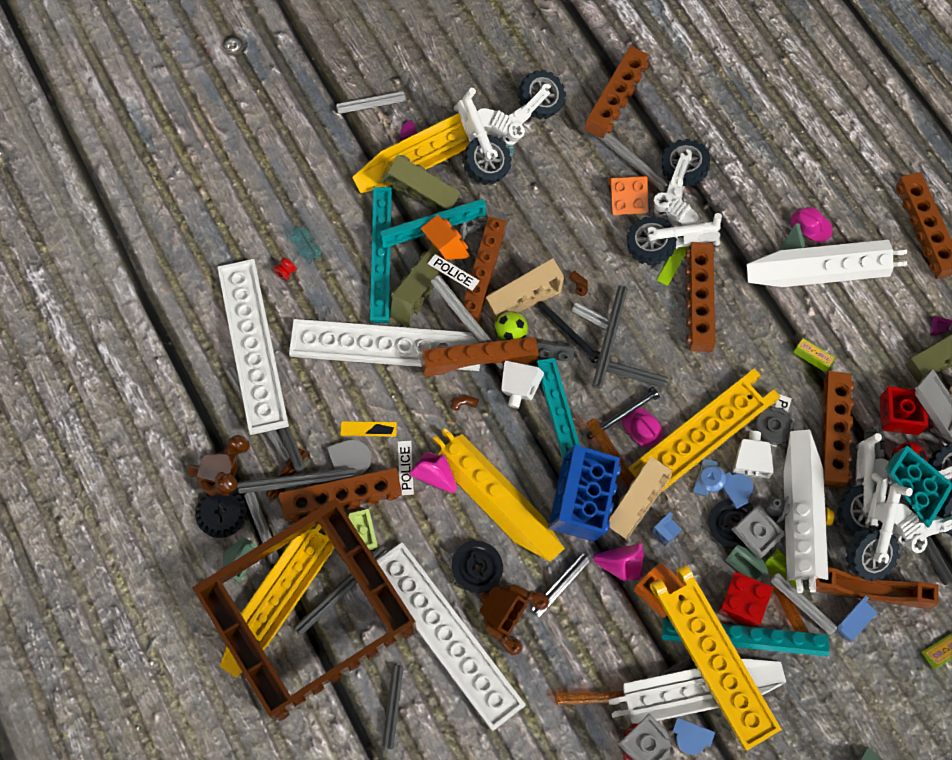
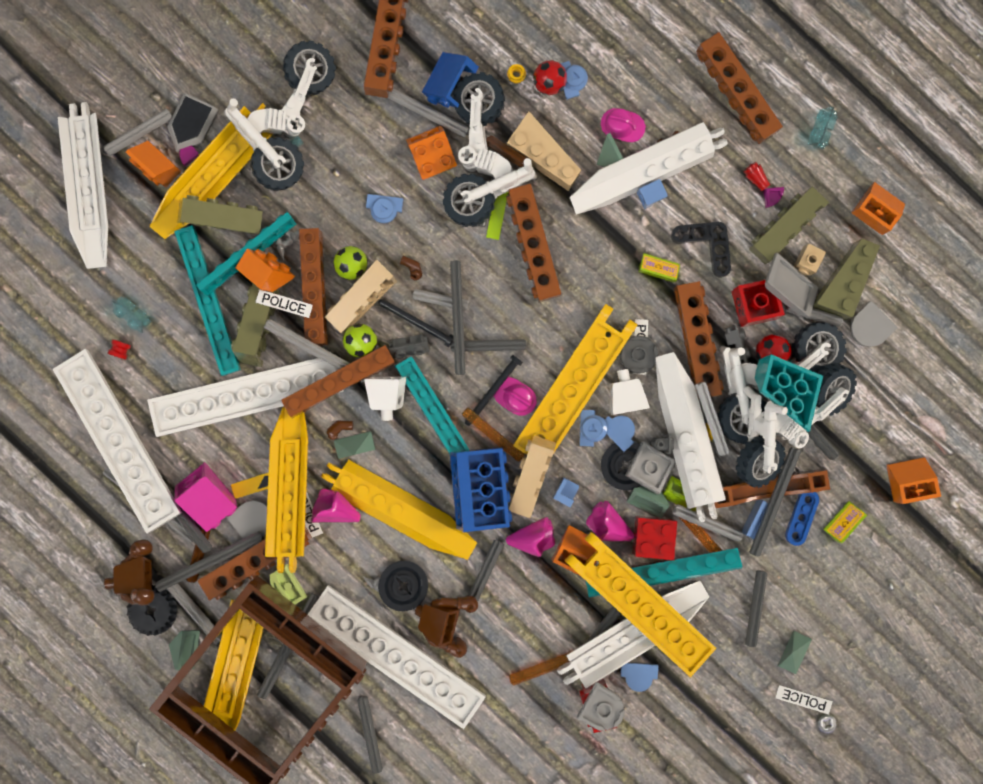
camera: 15 degrees left, 20 degrees up
(308, 130) = (84, 184): none -> white hinge
(315, 423) = (205, 497): none -> dark pink slope
(376, 128) = (153, 163): none -> orange slope
(396, 437) = (287, 490): none -> yellow hinge
(420, 108) = (191, 122): none -> black tile
(472, 422) = (354, 445): none -> sand green slope
(524, 259) = (350, 263): none -> lime piece
(569, 228) = (384, 207): none -> medium blue piece
(651, 143) = (445, 78): none -> blue panel
(704, 216) = (506, 151): none -> reddish brown axle
(705, 572) = (608, 523): none -> dark pink hat
(727, 150) = (516, 68): none -> yellow plate
(735, 225) = (544, 152): none -> tan wedge
(755, 164) = (550, 77): none -> red piece
(774, 174) = (576, 79): none -> medium blue piece
(823, 285) = (651, 193): none -> medium blue panel
(832, 709) = (756, 608): none -> dark grey axle
(833, 500) = (712, 418): none -> light grey axle
(871, 342) = (708, 236): none -> black beam
(877, 602) = (775, 501): none -> dark grey axle
(909, 627) = (802, 527): none -> blue plate
(928, 302) = (757, 176): none -> red cone

